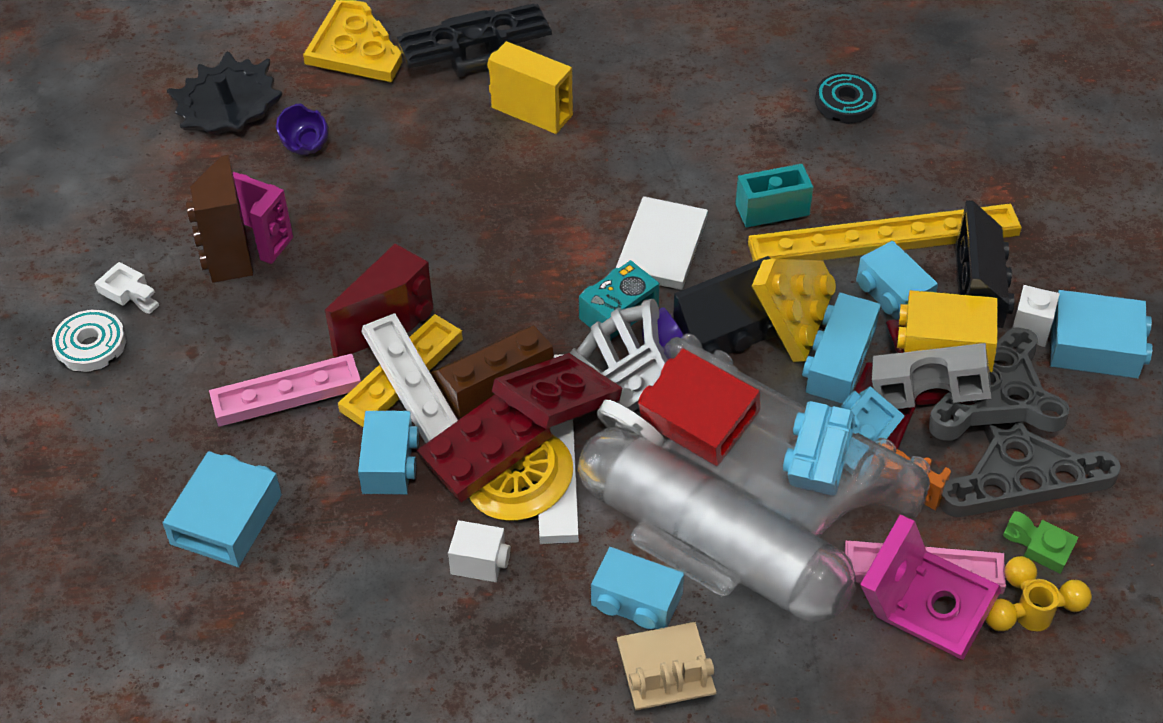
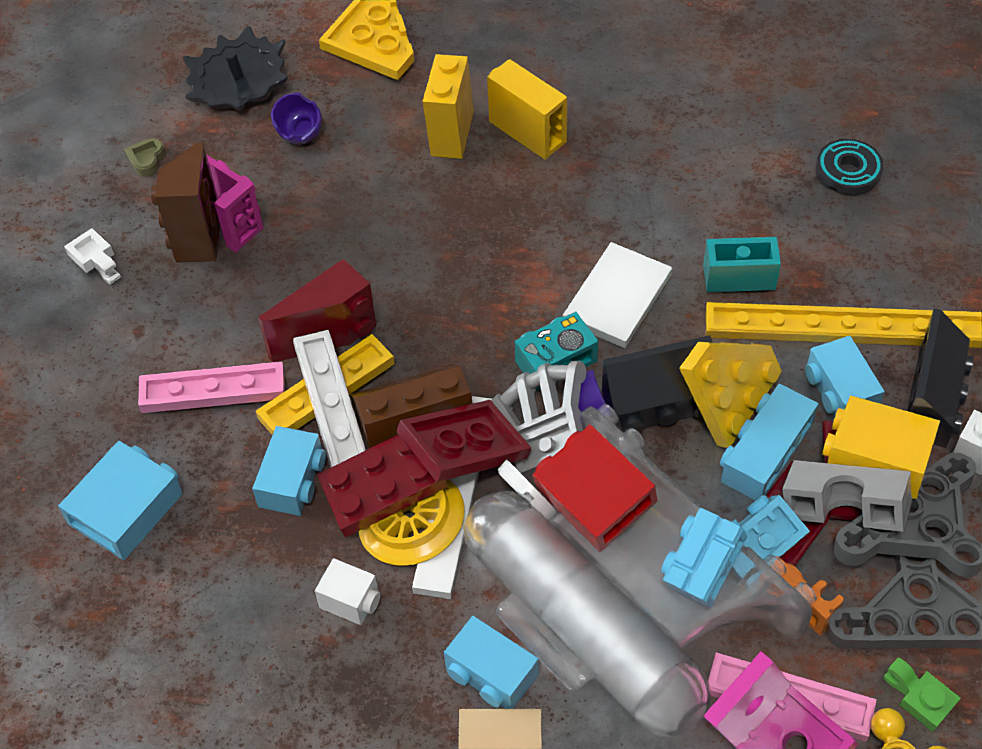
camera: 15 degrees right, 5 degrees up
(83, 325) = (40, 288): white tile -> none
(152, 188) = (145, 156): none -> olive tile
(421, 46) = (487, 37): black piece -> none
(454, 94) = (448, 106): none -> yellow brick

